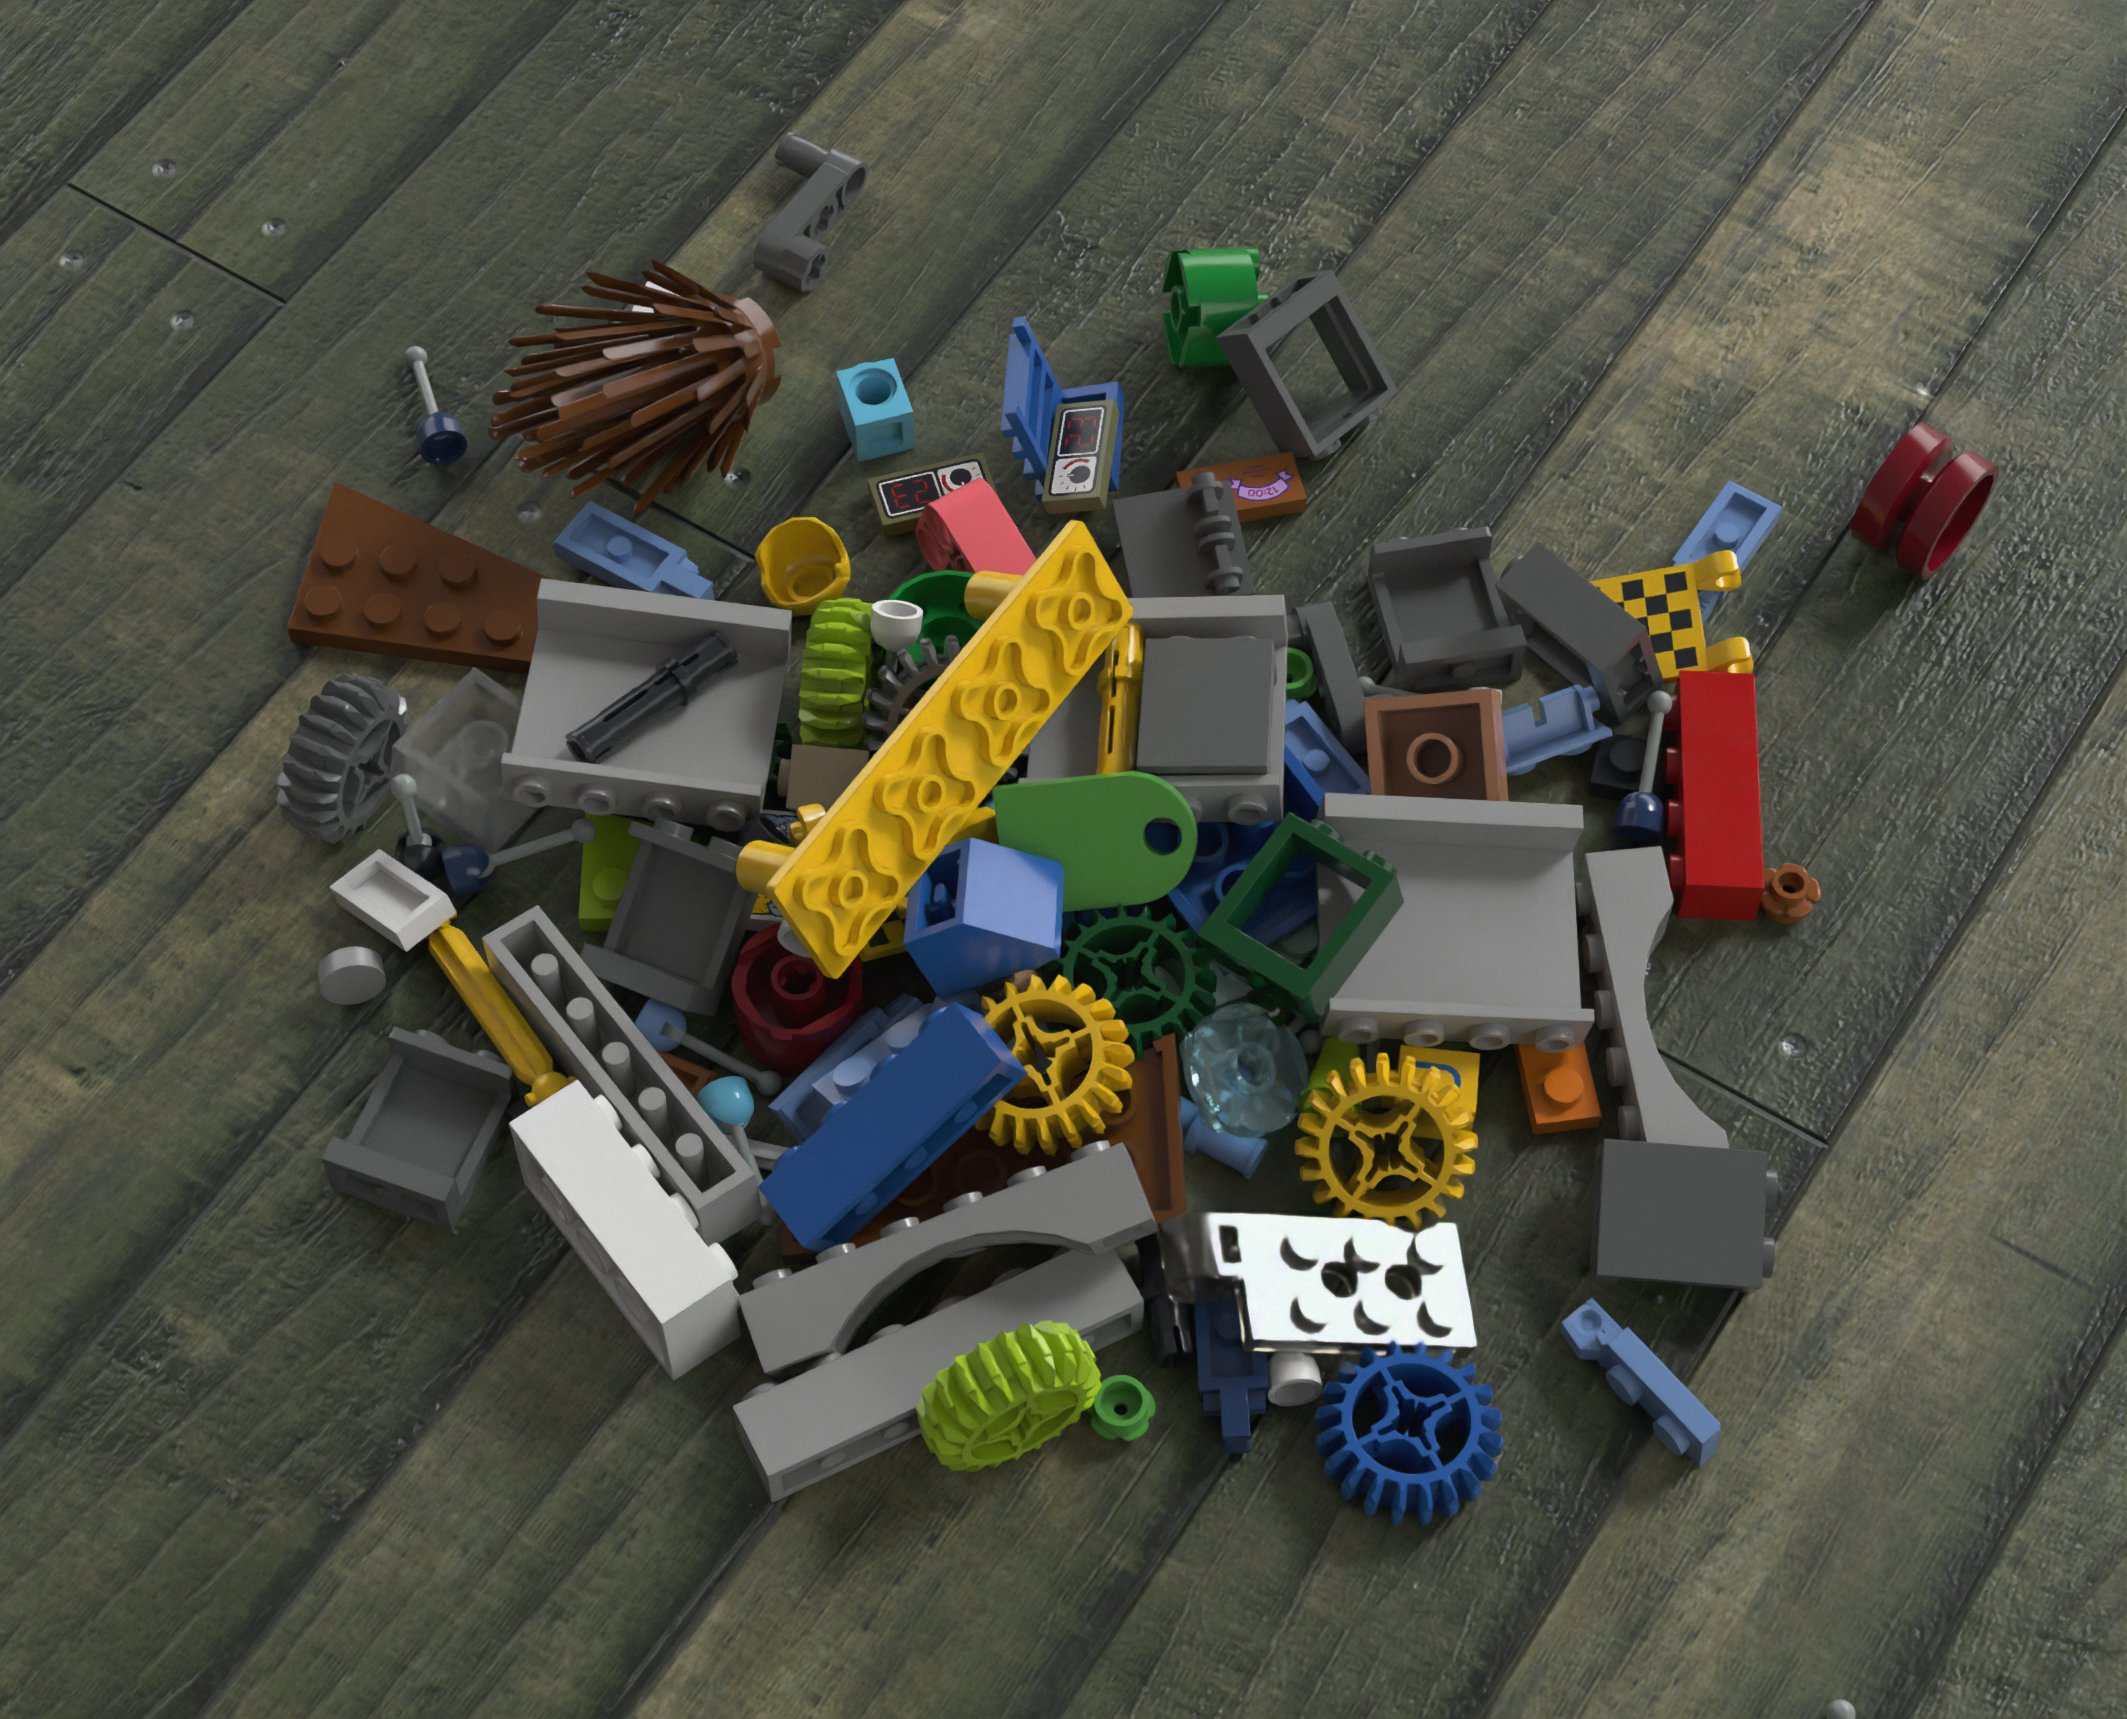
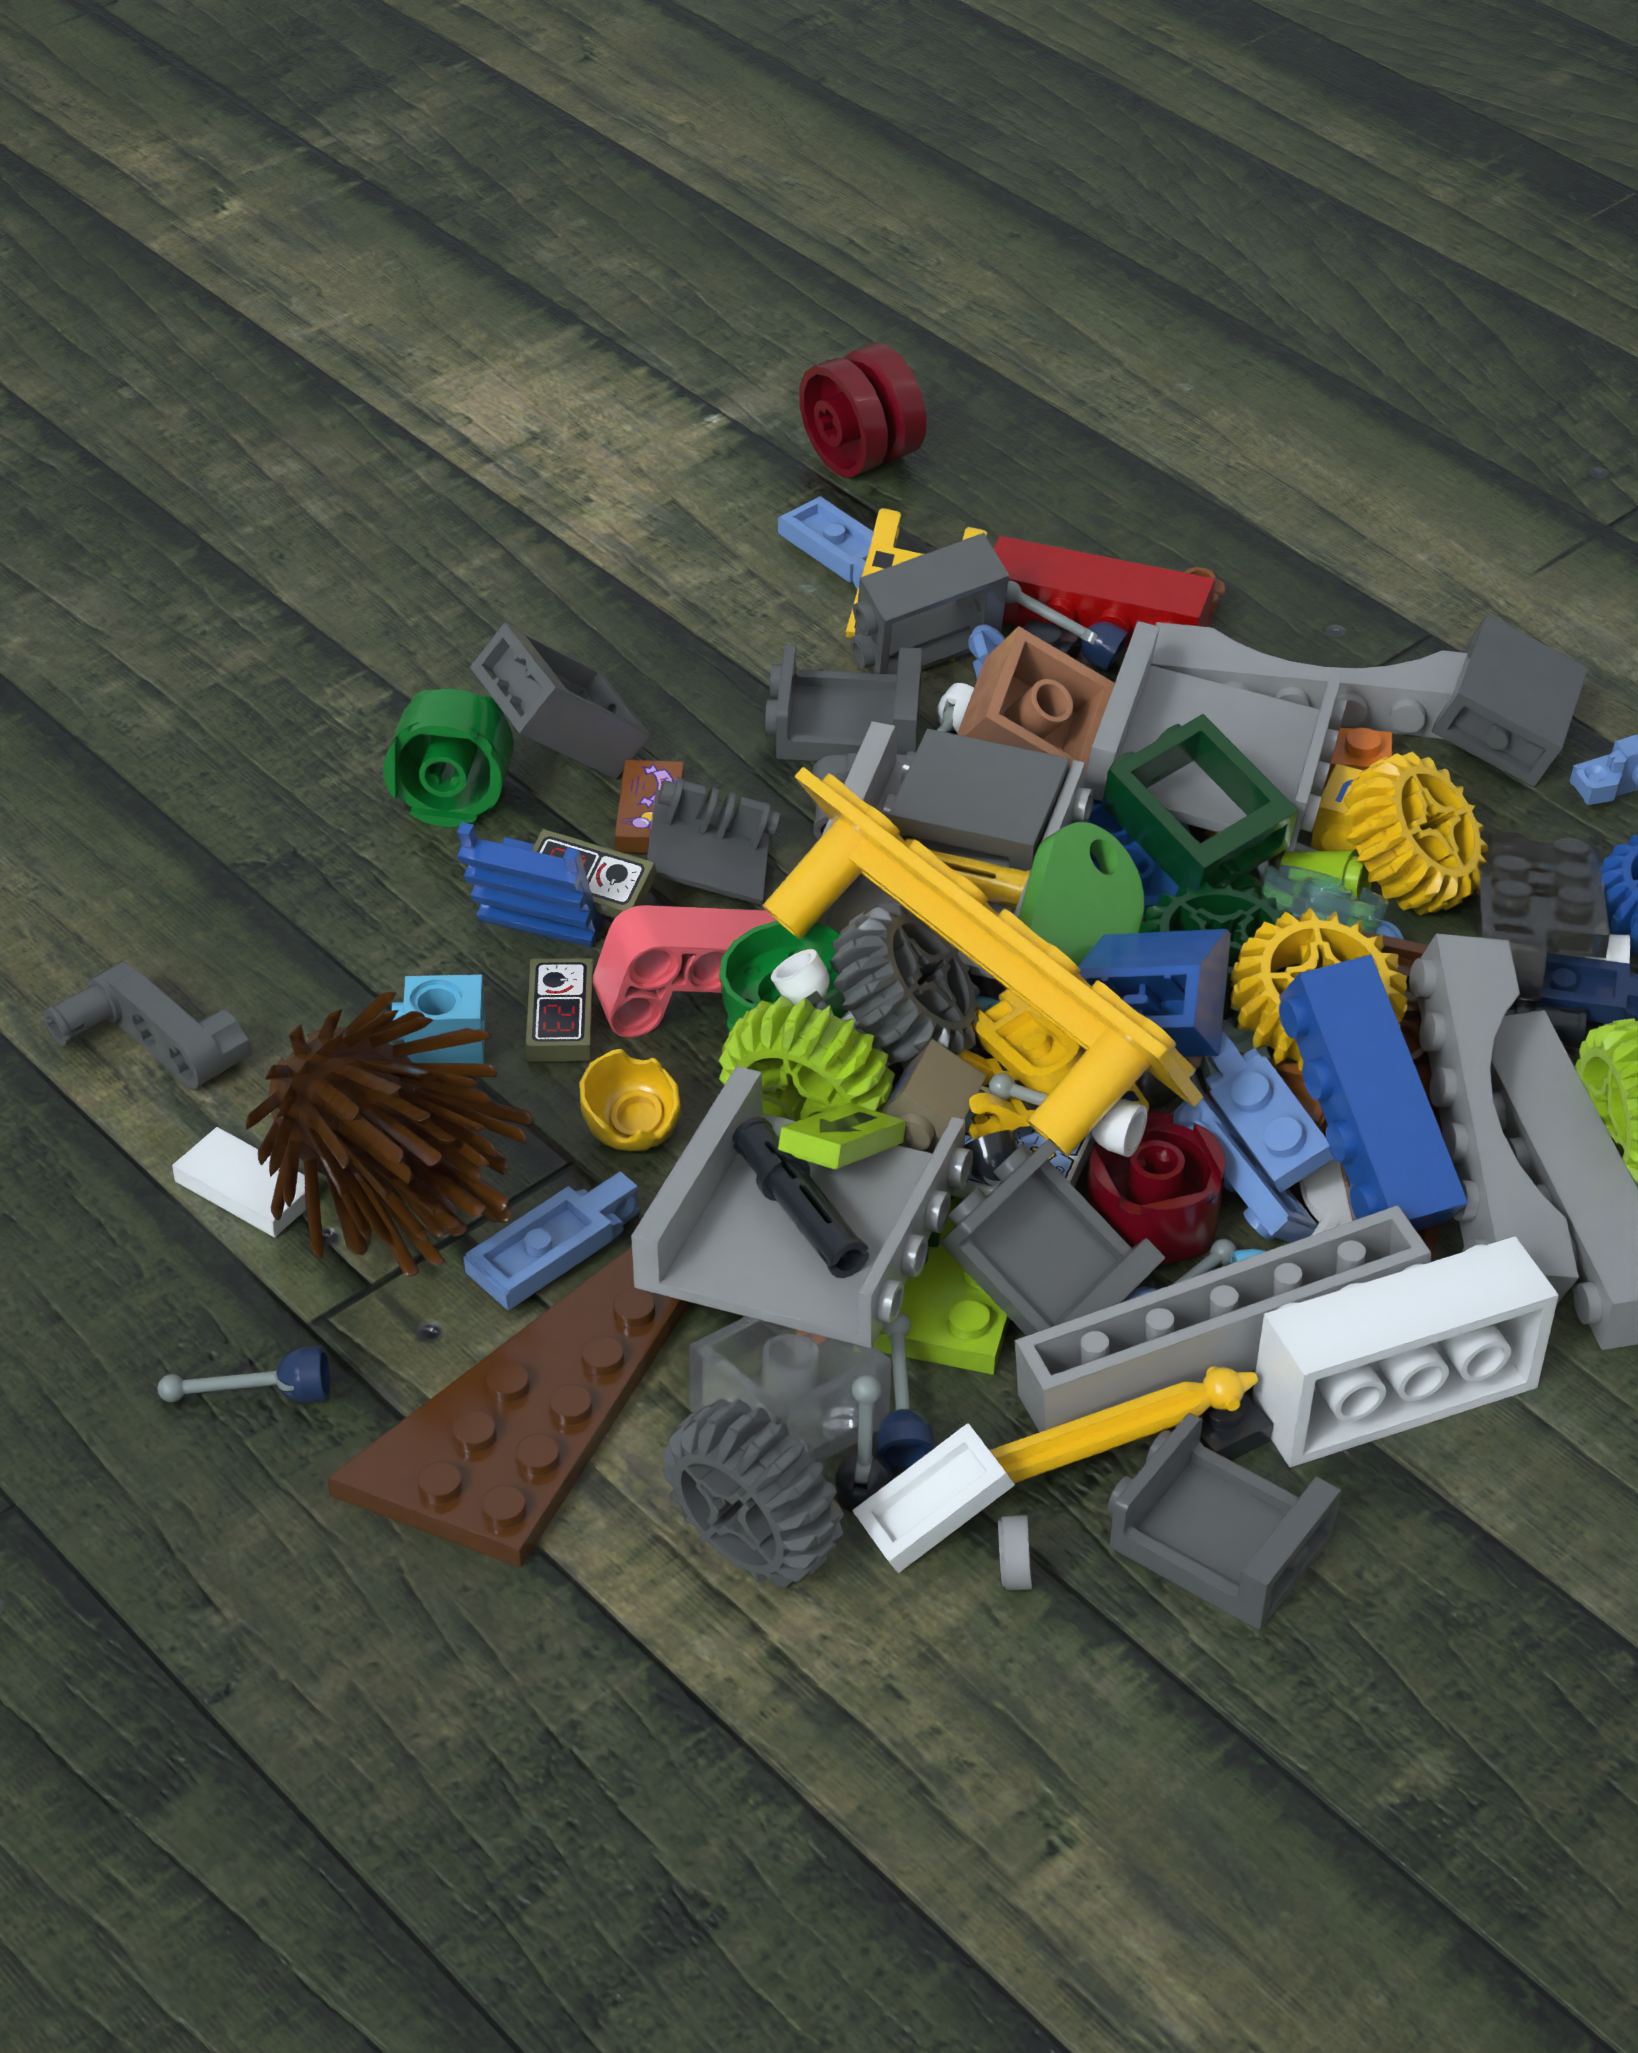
camera: 75 degrees left, 15 degrees down
(731, 712) = (841, 1135): none -> lime tile

